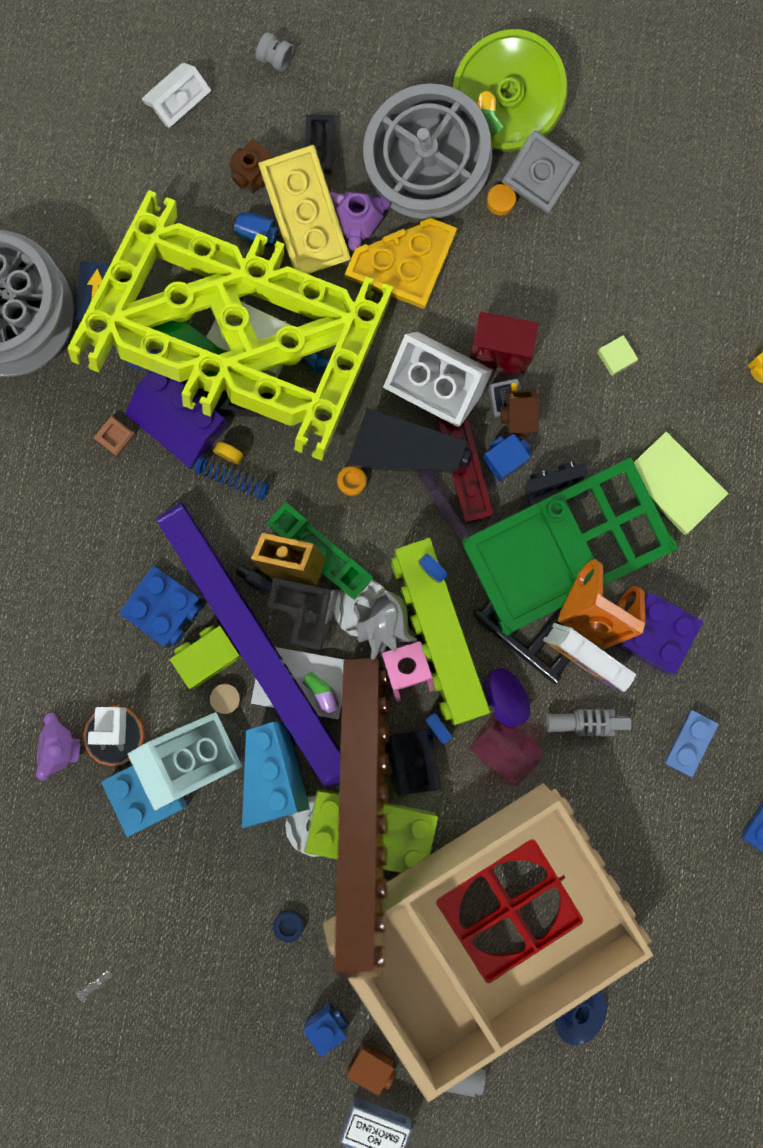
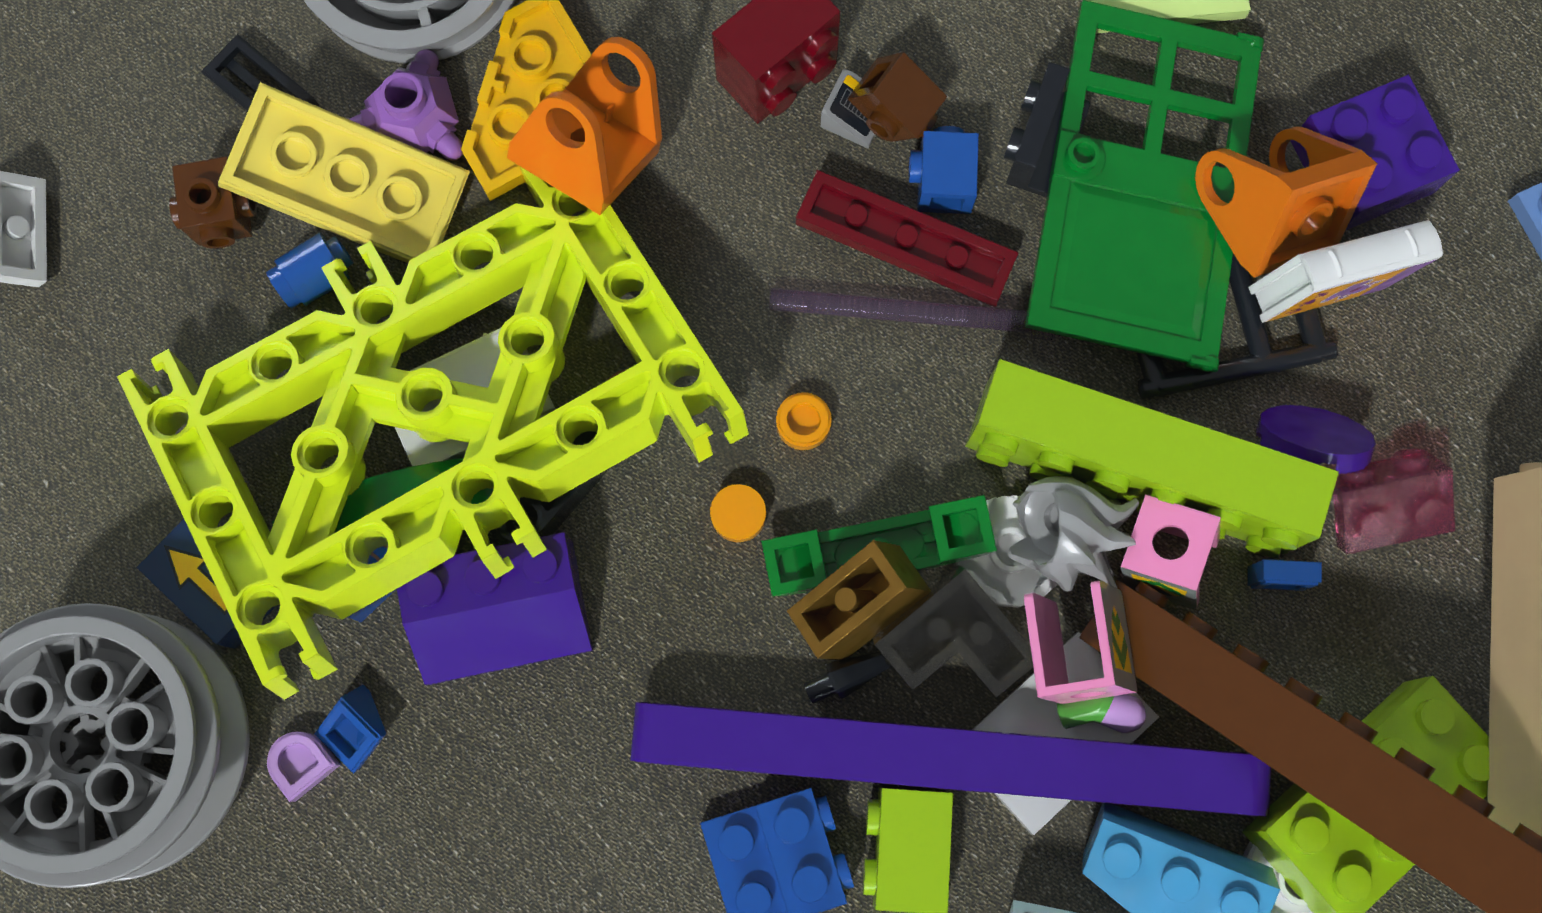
camera: 50 degrees left, 5 degrees down
(56, 389) = (299, 763): none -> lavender tile
(85, 398) = (352, 728): none -> blue slope
(114, 436) = (448, 728): nougat tile -> none
(200, 467) = (601, 628): blue piece -> none
(225, 698) = (996, 870): tan tile -> none
(228, 452) = (616, 570): yellow tile -> none
(274, 51) = (69, 44): light grey wheel -> none
(291, 484) = (738, 513): none -> light orange tile
(315, 361) = (584, 336): blue bar -> none
(329, 647) = (1049, 654): none -> bright pink piece
(405, 446) = (816, 300): black slope -> none
(413, 295) = (595, 130): none -> orange hose
(413, 763) = (1314, 650): black bracket -> none
(432, 568) = (1056, 385): blue tile -> none
(436, 378) = (752, 179): white slope -> none
(588, 722) = (1431, 351): light grey hinge -> none

